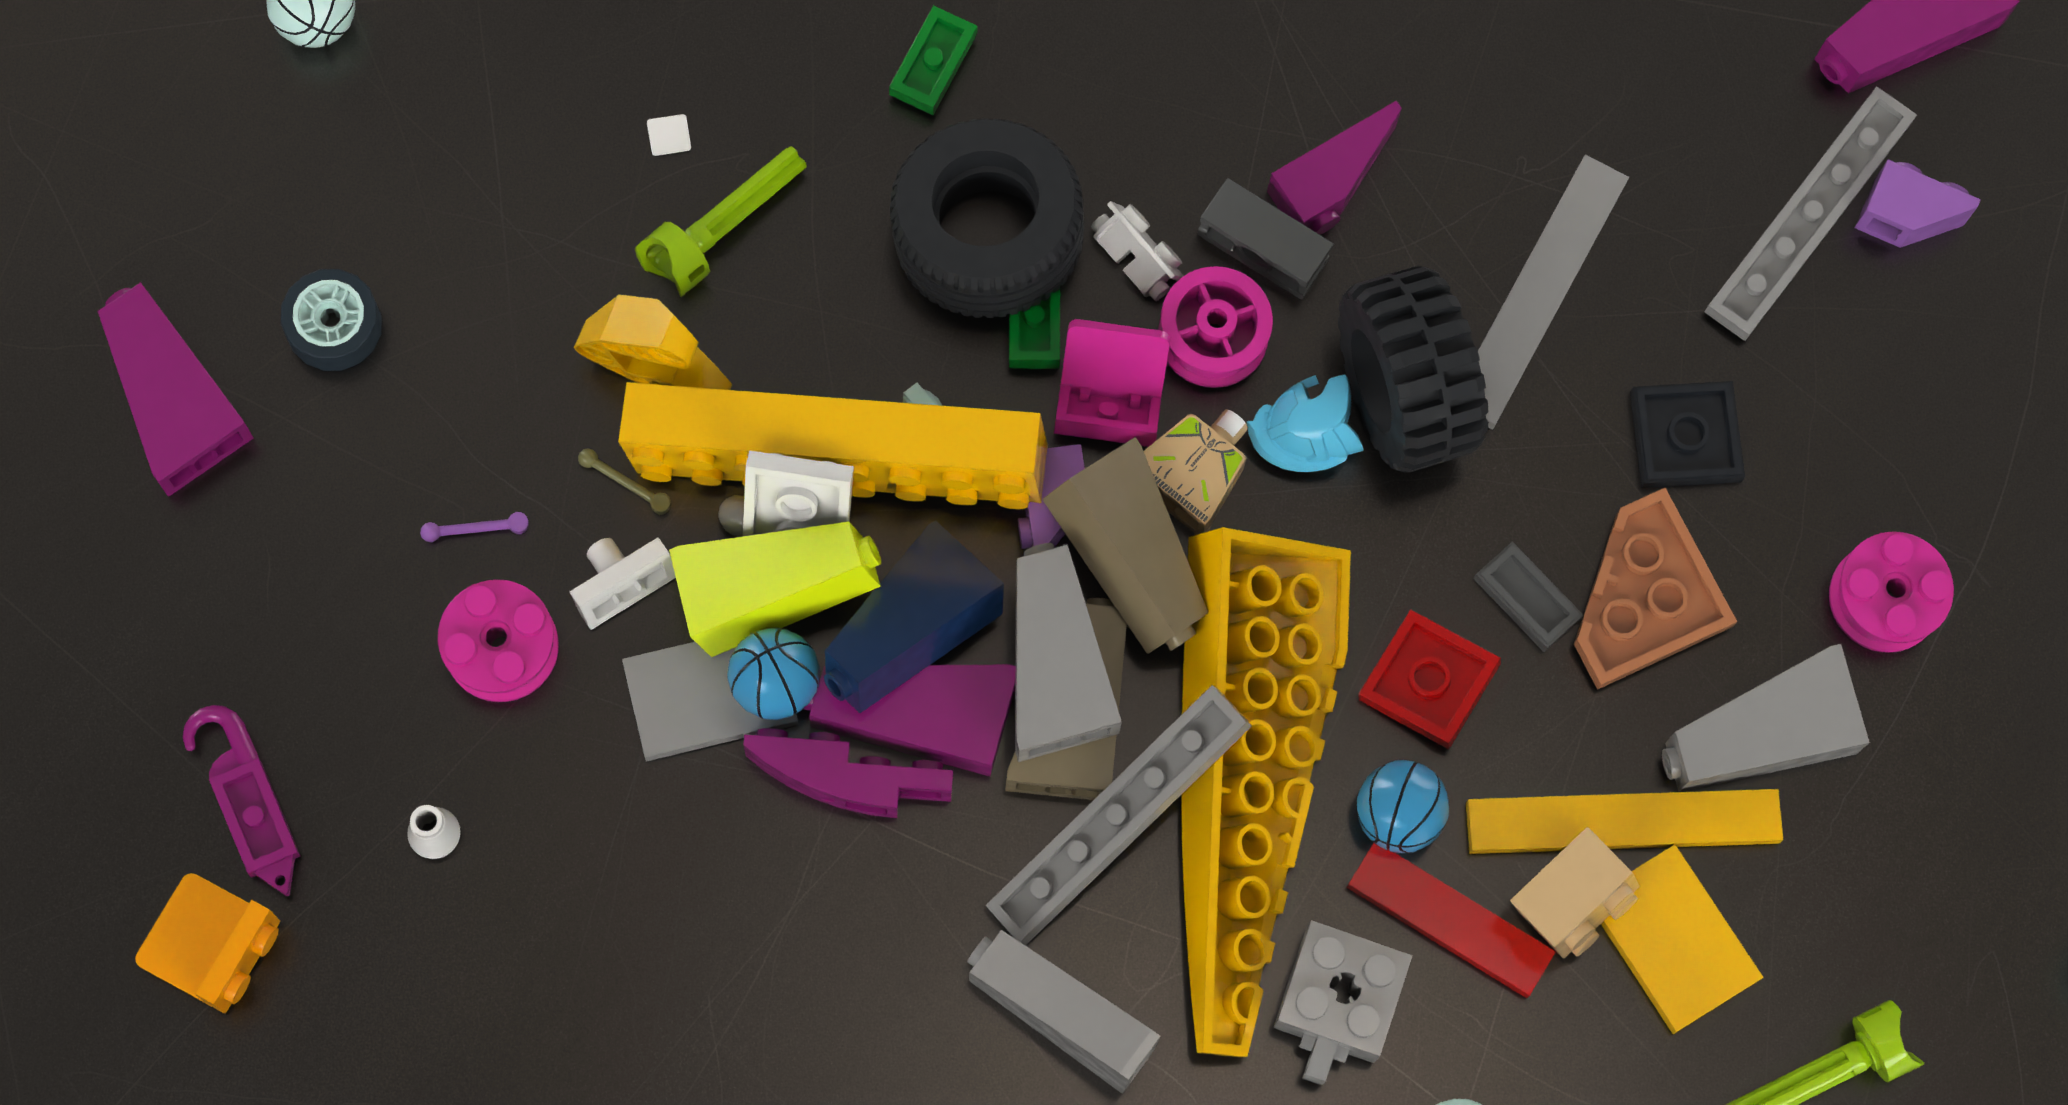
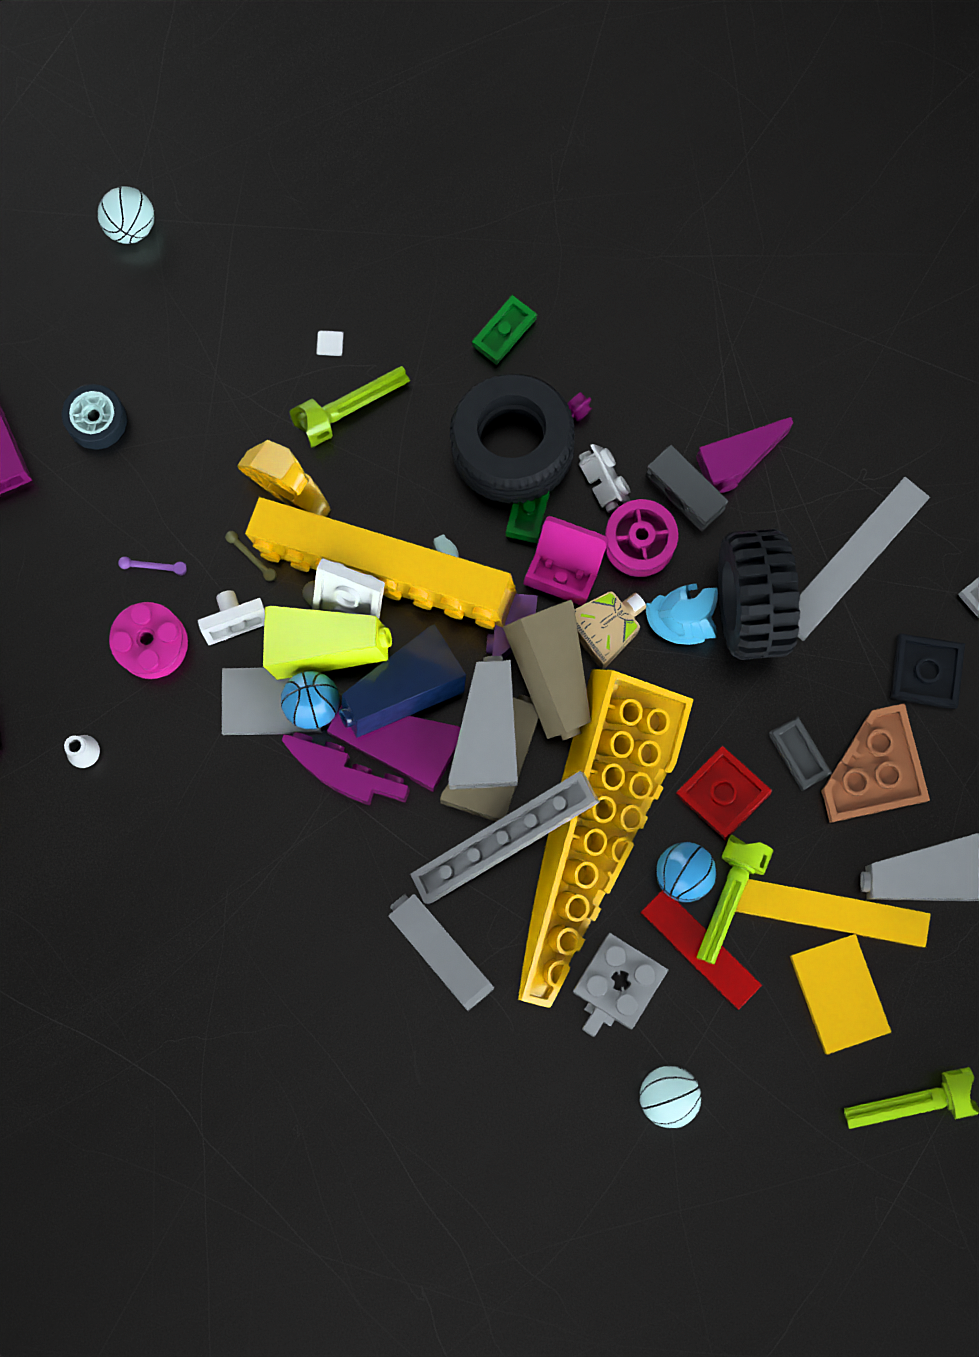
camera: 20 degrees right, 5 degrees up
(1076, 149) = (579, 406): none -> magenta plate
(1485, 770) = (744, 860): none -> lime piece
(1577, 894) = (782, 955): tan brick -> none

